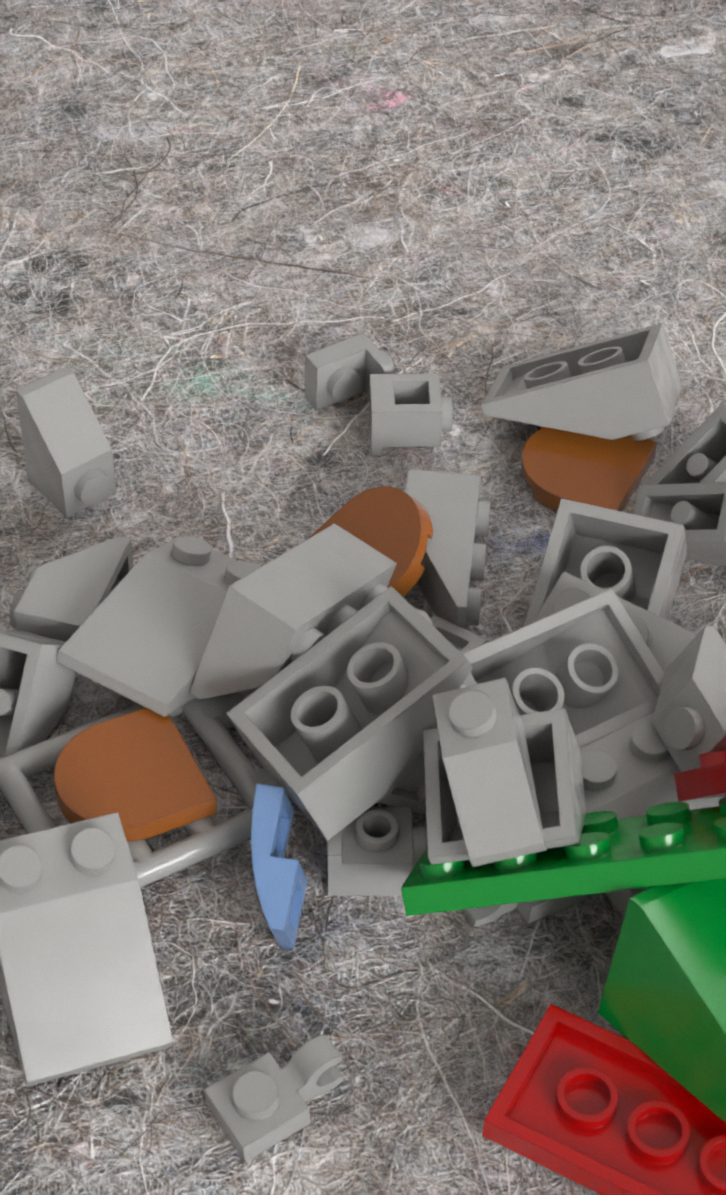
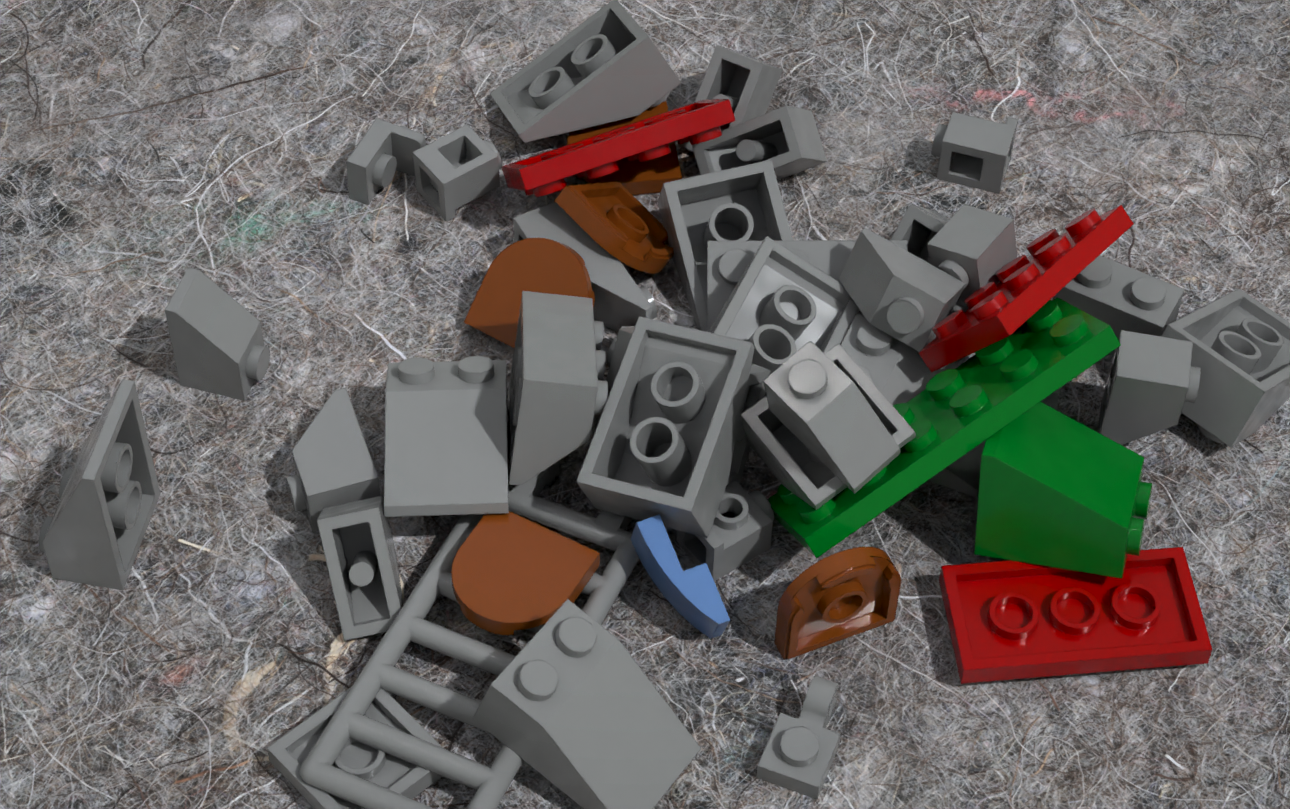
camera: 35 degrees left, 5 degrees up
(408, 972) = (837, 600): none -> dark orange tile
(501, 520) = (618, 224): none -> dark orange tile
(530, 449) = (638, 140): none -> red plate

